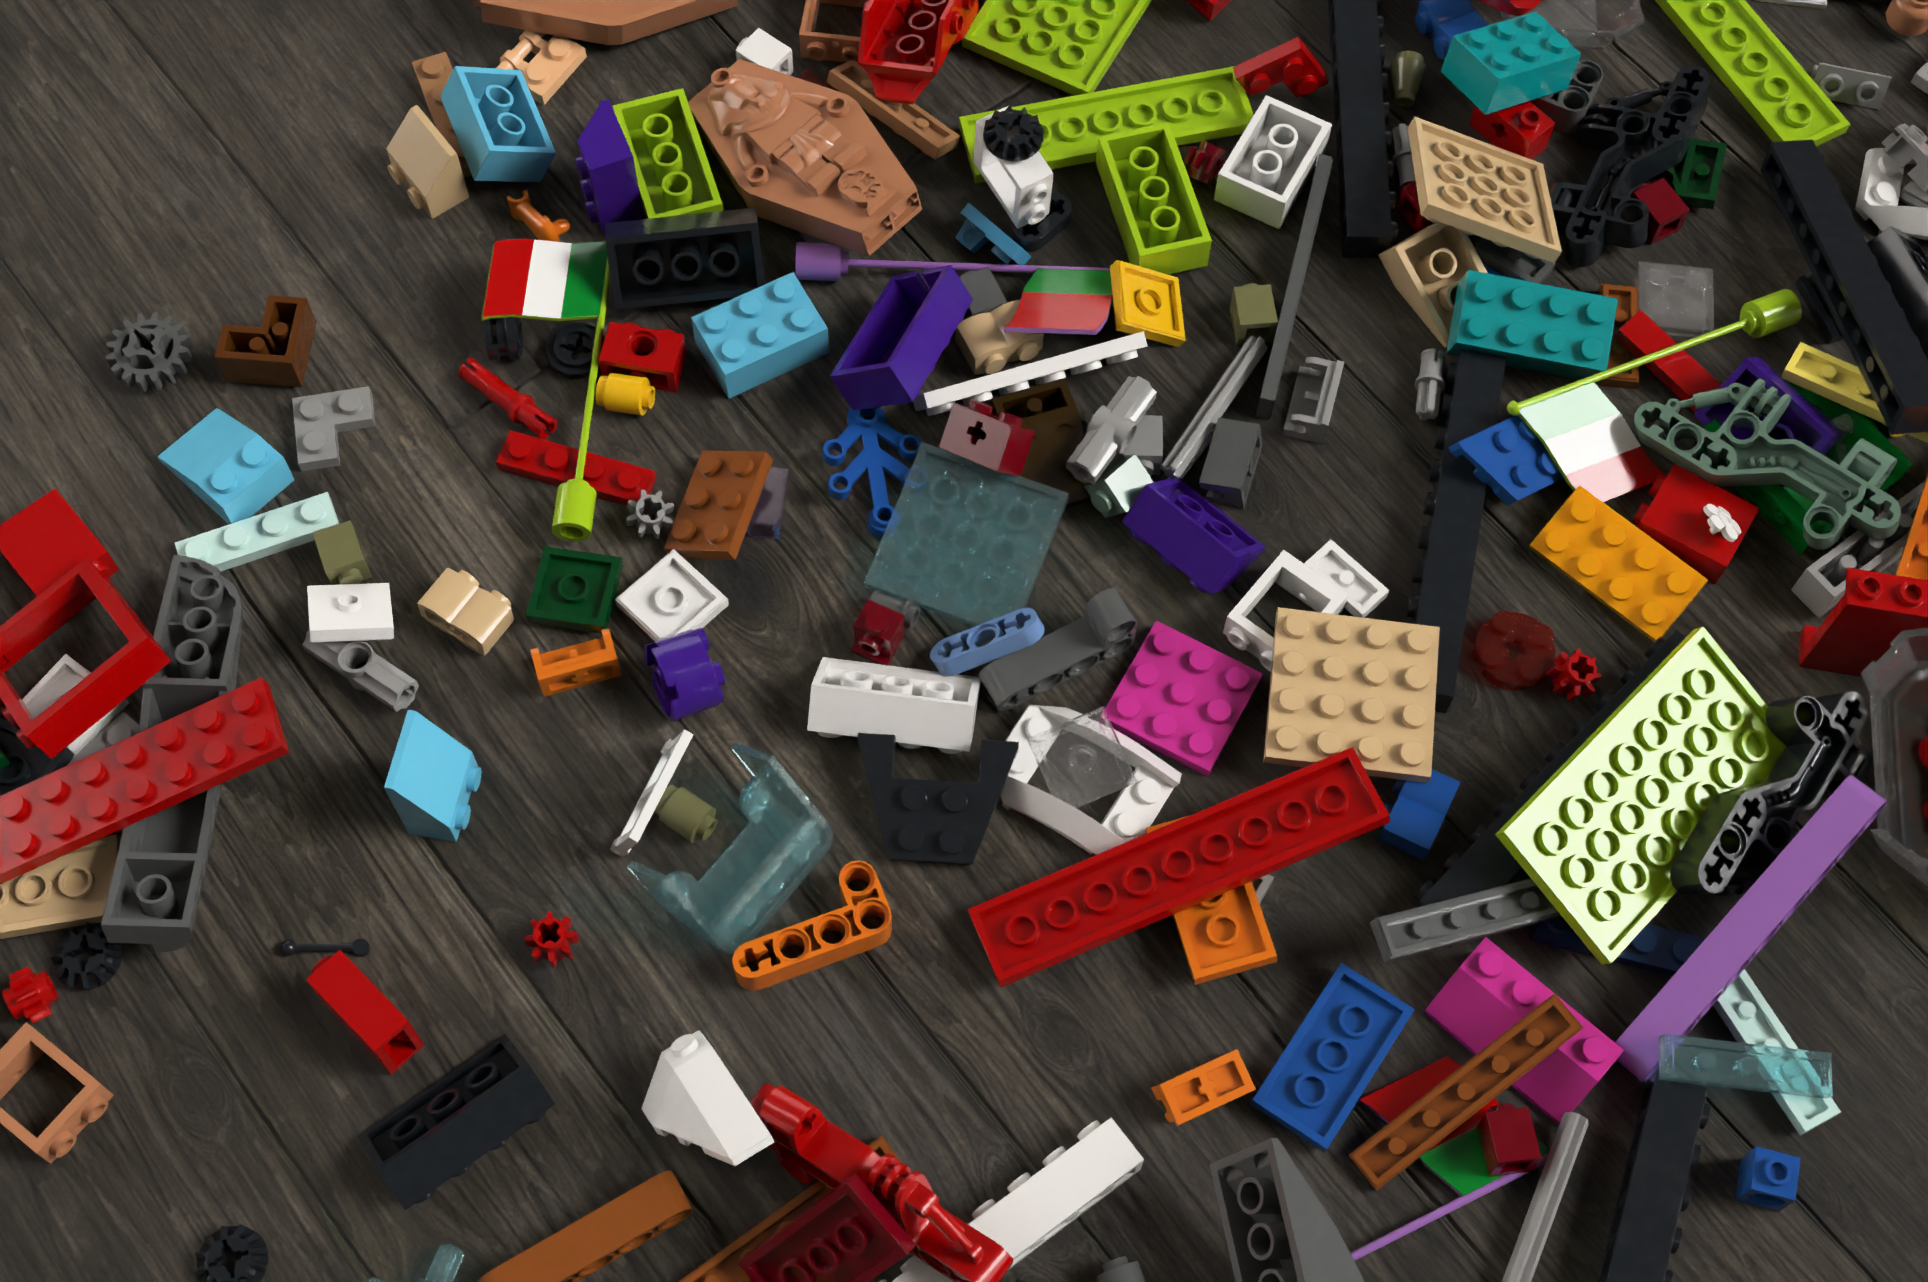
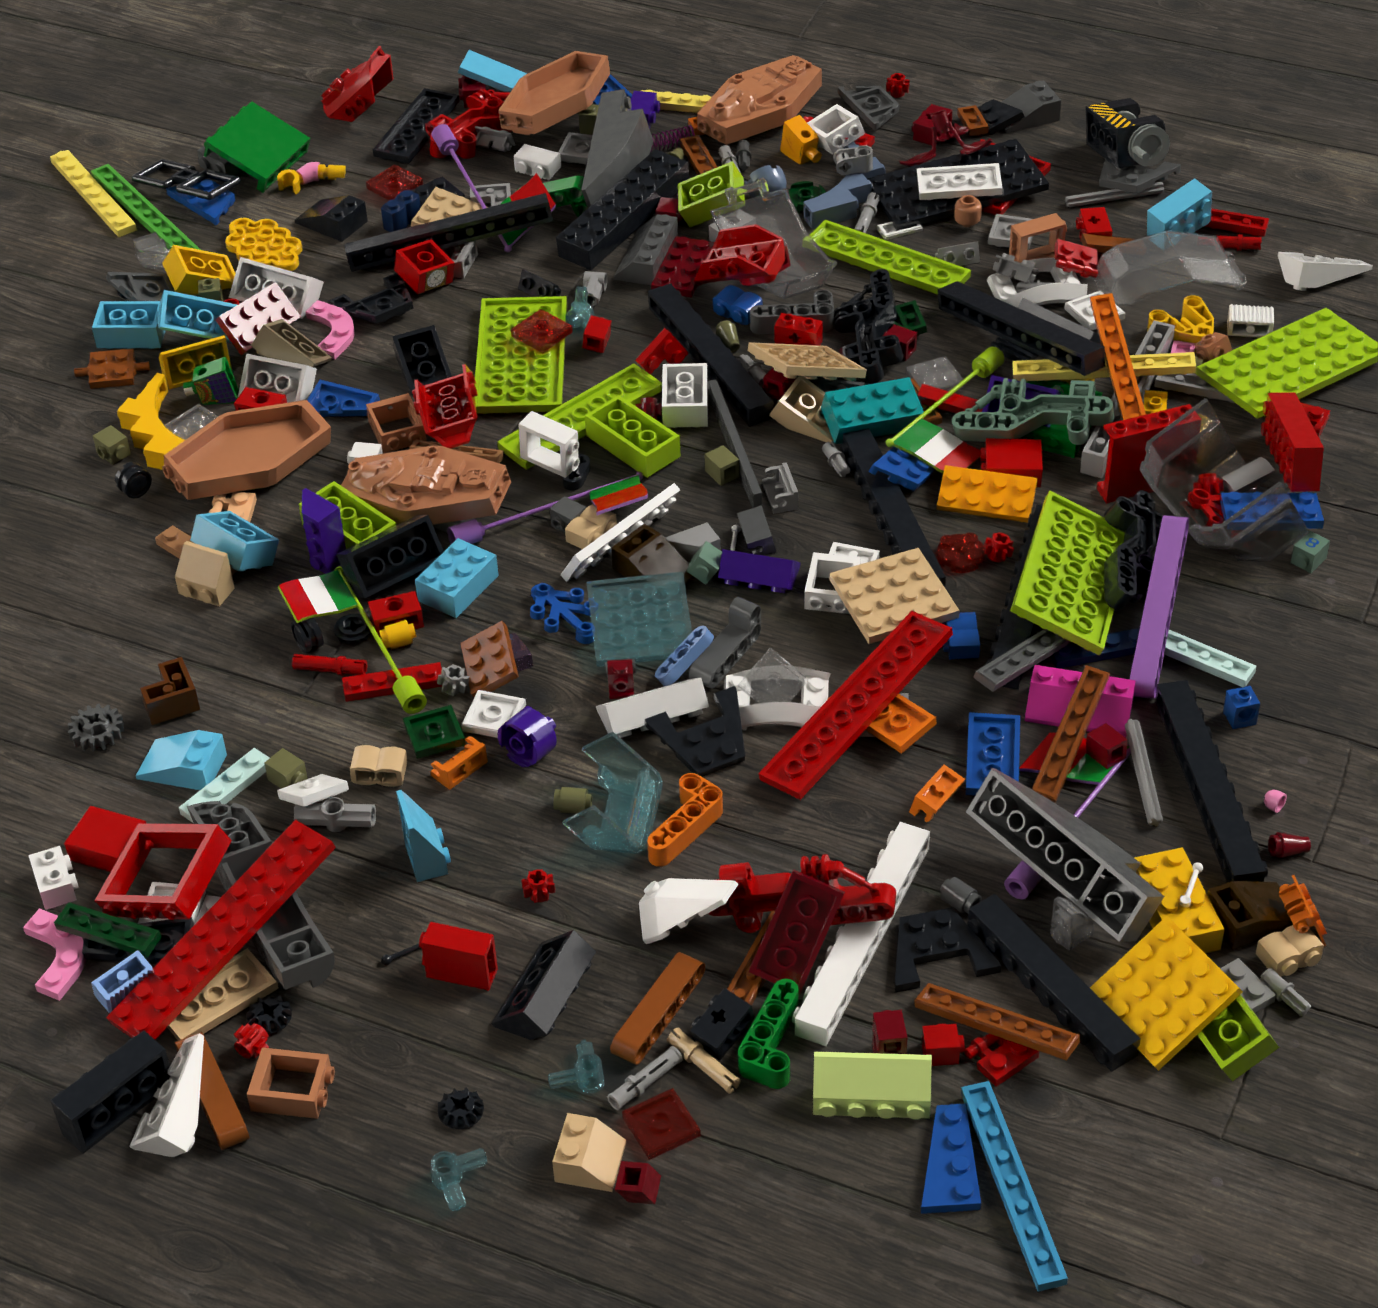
camera: 25 degrees left, 20 degrees down
(321, 417) = (227, 716): light grey plate -> none
(539, 225) = (275, 578): orange piece -> none
(648, 801) = (545, 796): white window -> none
(902, 338) = (542, 547): dark purple piece -> none
(979, 230) = (546, 484): dark azure hinge -> none
(987, 438) = (622, 561): brick -> none
(1023, 144) = (537, 425): black gear -> none
(1111, 429) = (686, 534): light grey piece -> none
(1147, 303) = (659, 478): yellow tile -> none
(1182, 698) = (807, 640): dark pink plate -> none
(1214, 407) = (730, 512): light grey axle -> none
(1510, 62) = (782, 300): teal brick -> none
(1721, 521) = (1027, 449): white plant -> none
(1745, 1066) = (1197, 662): clear light blue tile -> none

